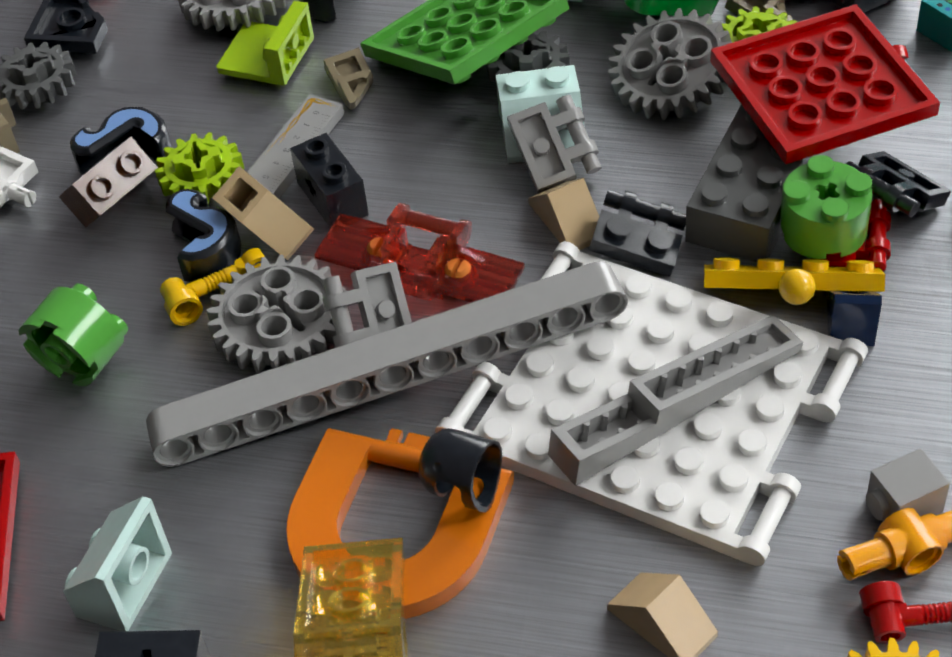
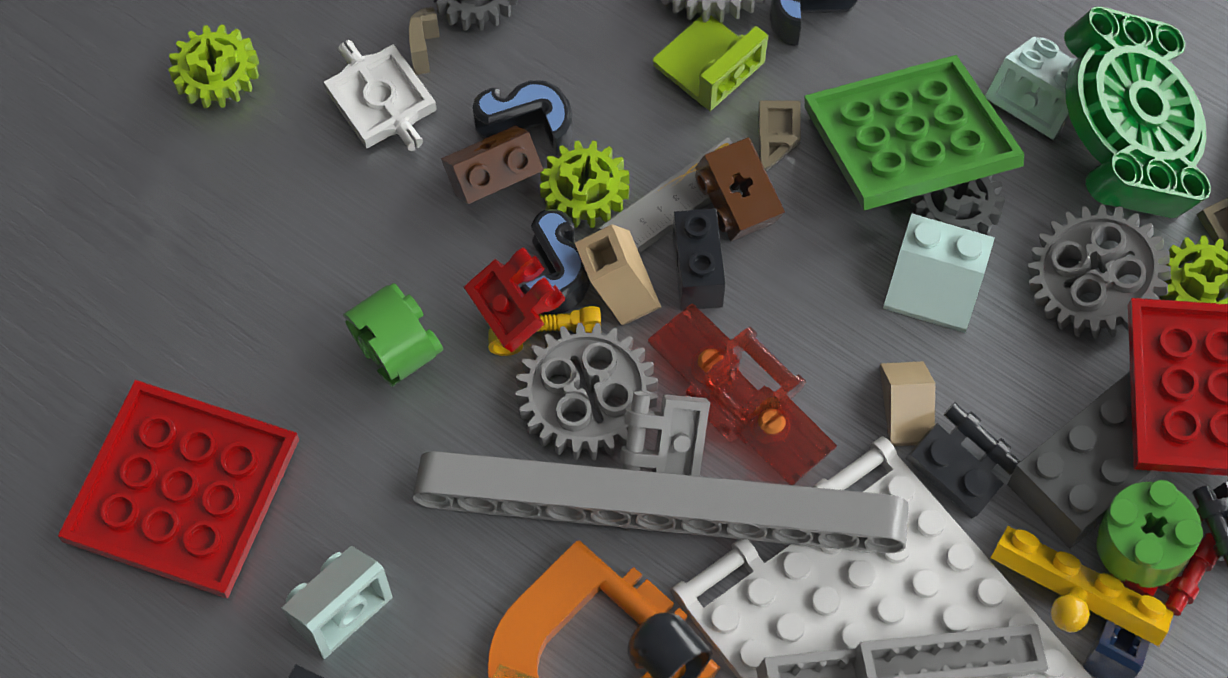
camera: 20 degrees right, 15 degrees up
(171, 271) = (503, 304): none -> red plate
(341, 113) = (741, 169): none -> reddish brown brick
(543, 149) = (918, 318): light grey plate -> none

